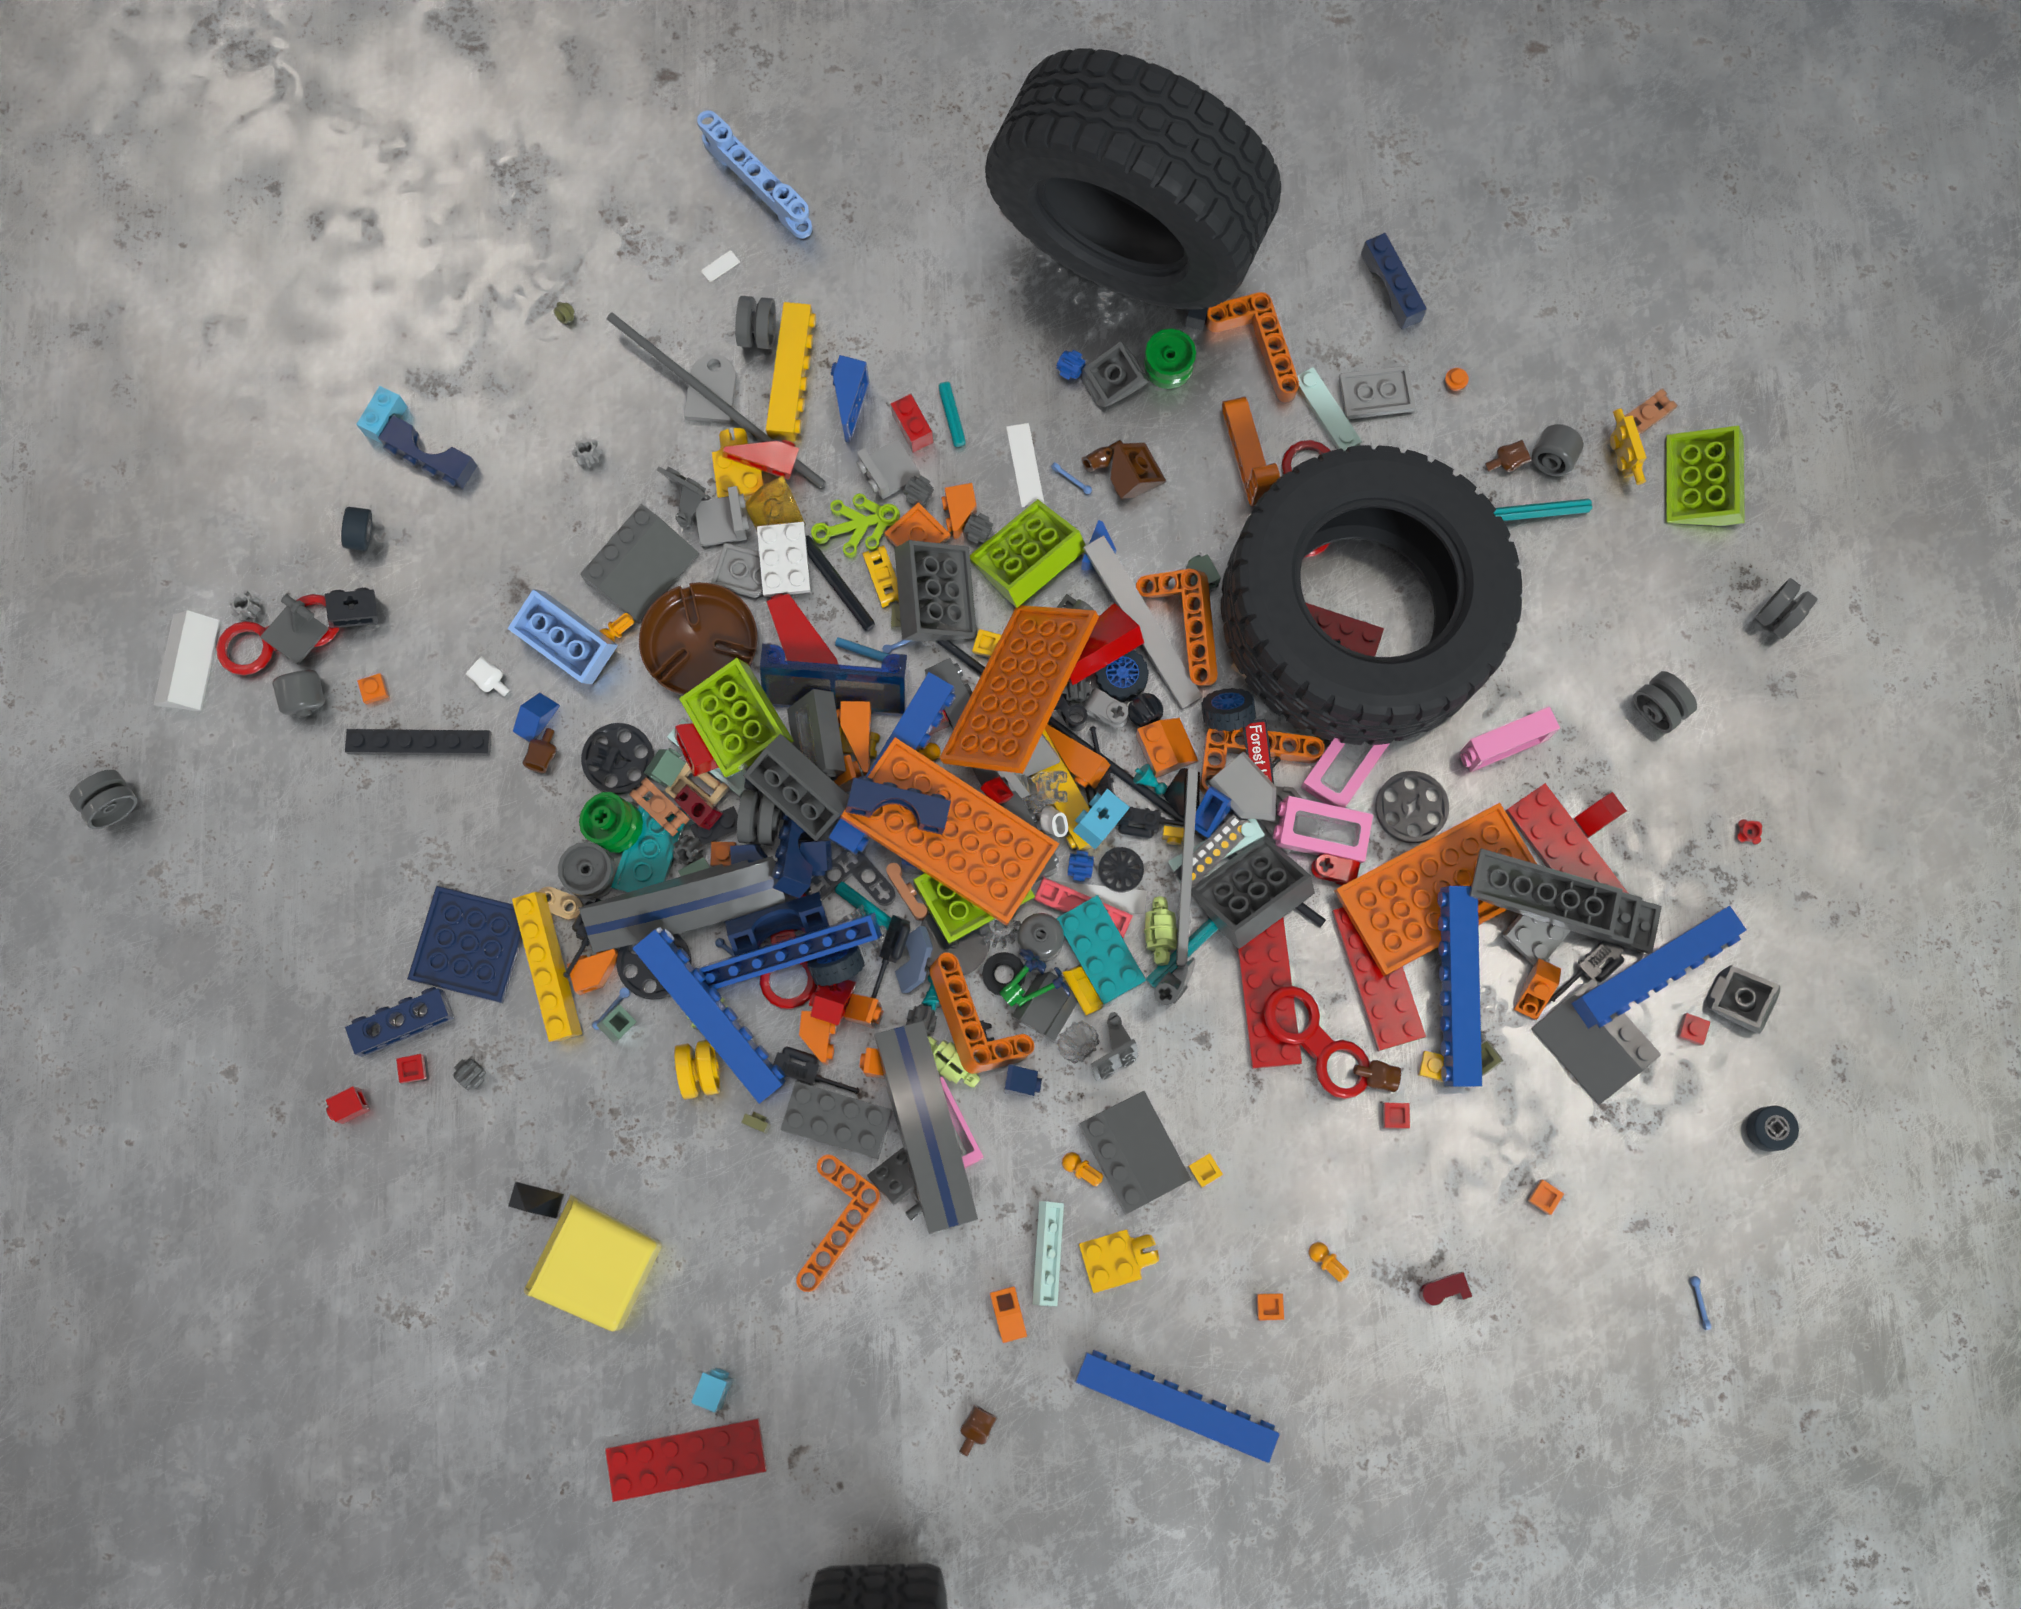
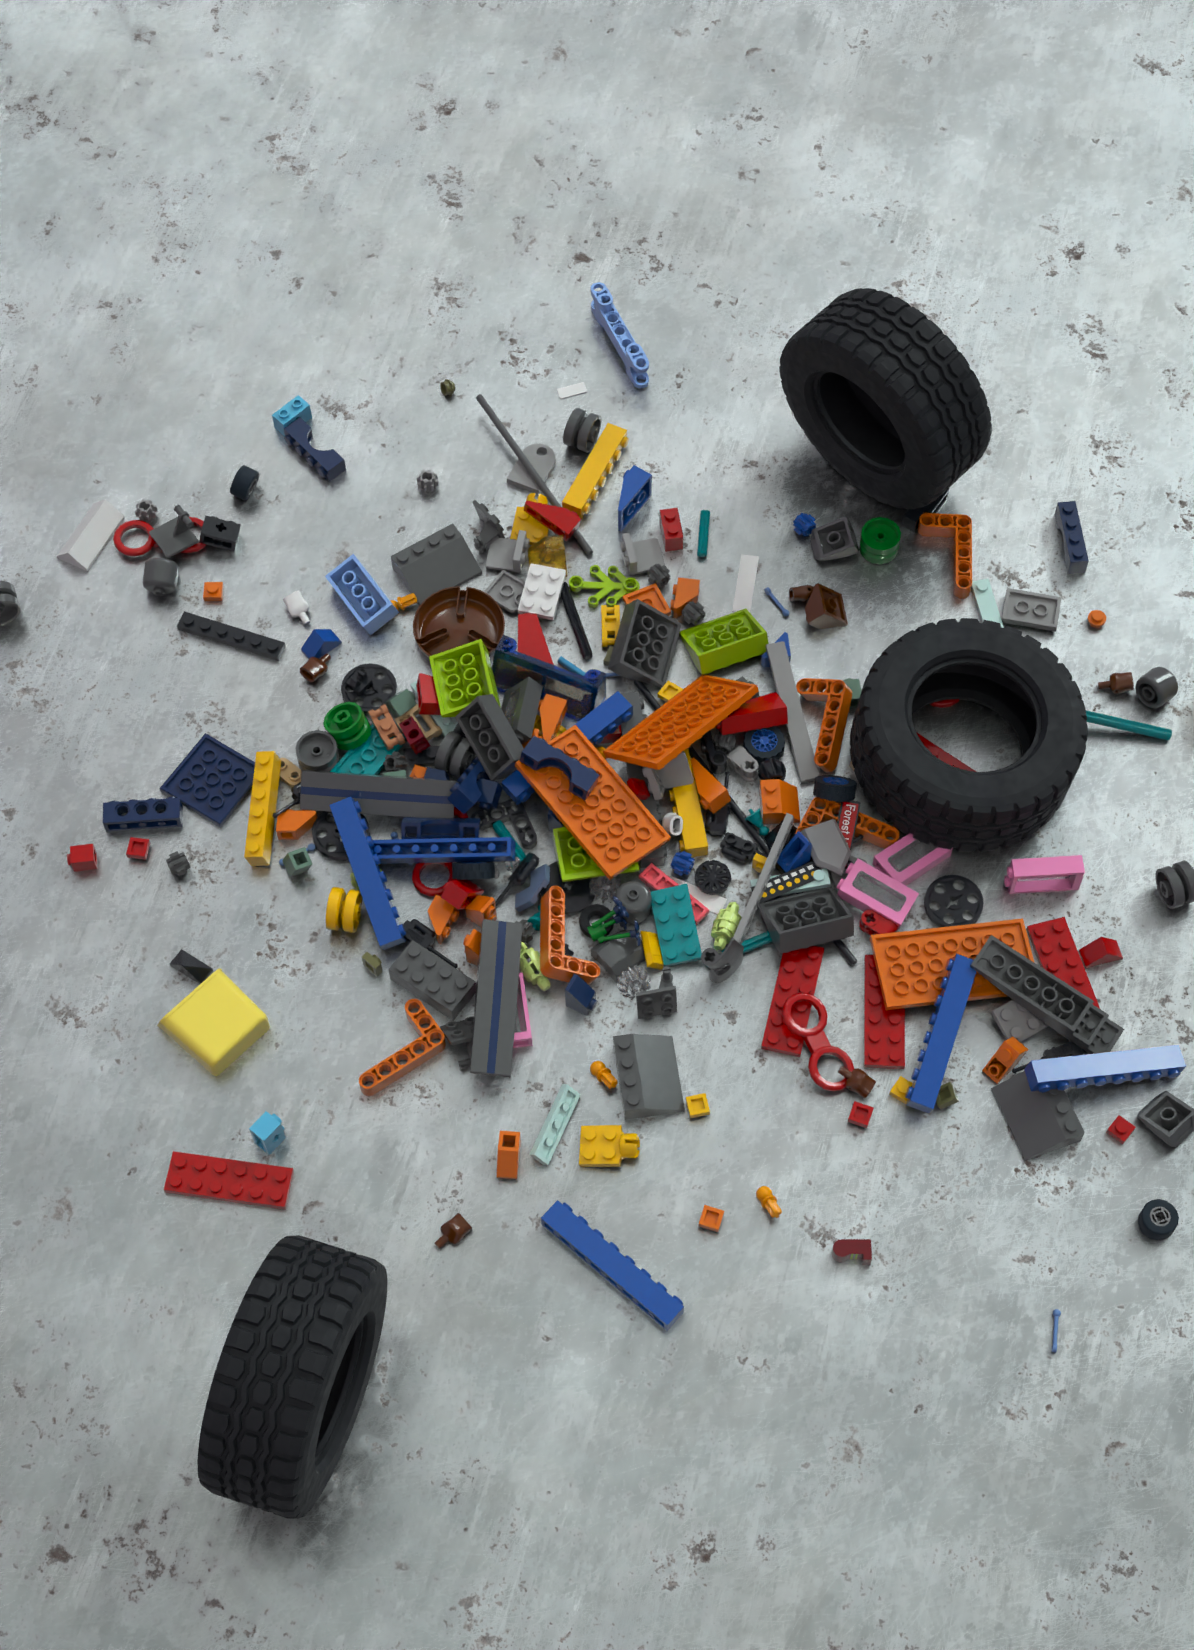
camera: 20 degrees right, 15 degrees down
(906, 892) = (545, 841): nougat plate -> none
(1047, 790) = (676, 798): clear animal -> none
(1110, 810) = (708, 831): medium azure brick -> none
(1255, 474) = (917, 605): orange beam -> none
(1545, 1197) = (957, 1211): orange plate -> none

